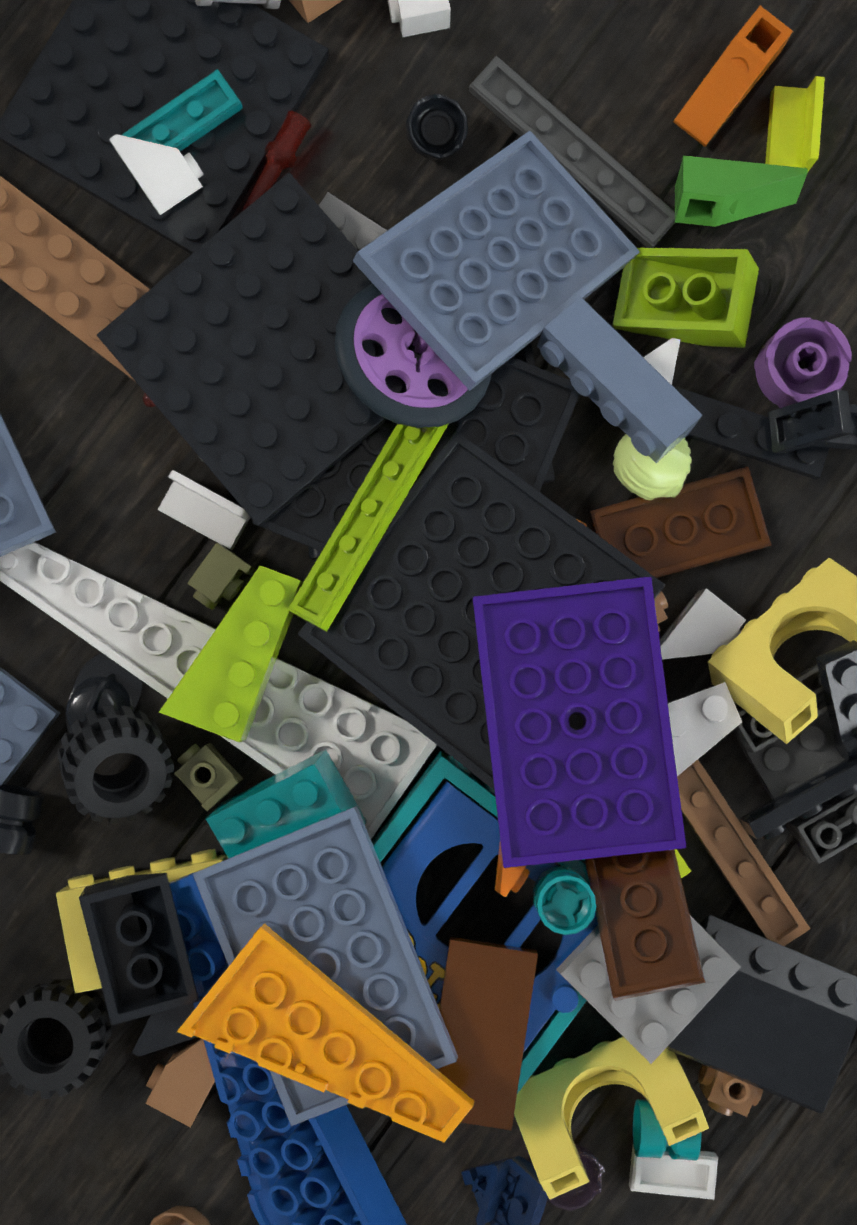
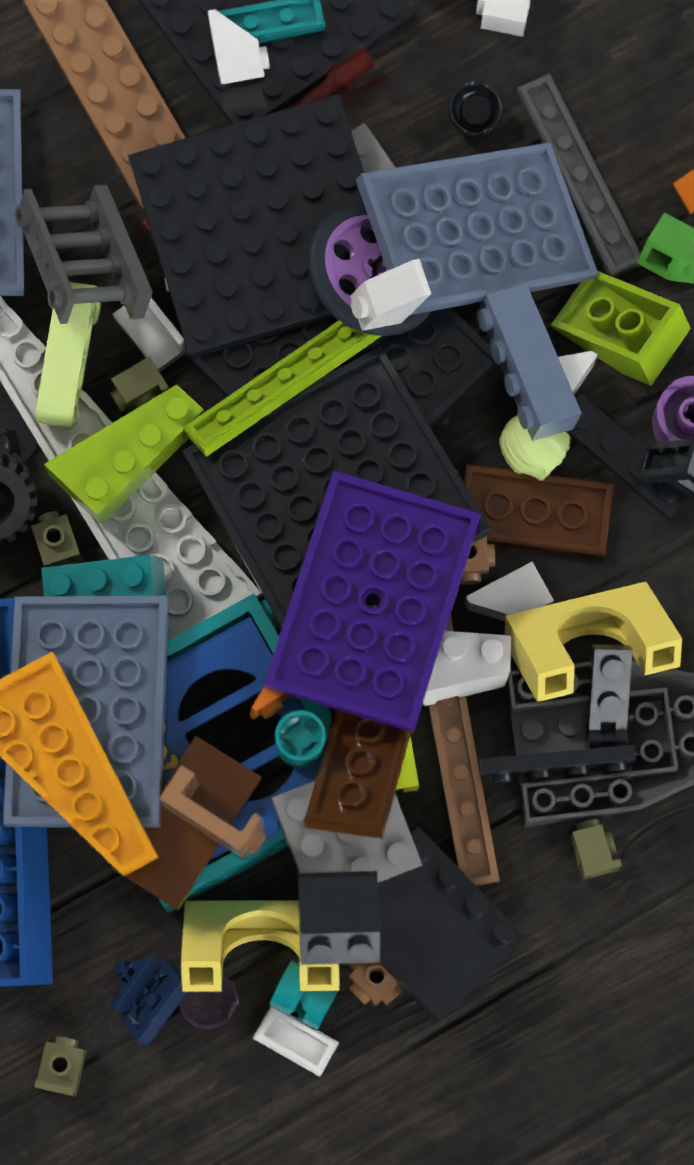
camera: 25 degrees right, 10 degrees down
(116, 432) = (108, 235): none -> dark grey fence
(128, 576) = (65, 364): none -> yellowish green beam
(451, 376) = (390, 296): none -> white slope
(511, 1042) = (177, 801): none -> medium nougat panel
(687, 1072) = (339, 917): none -> black slope

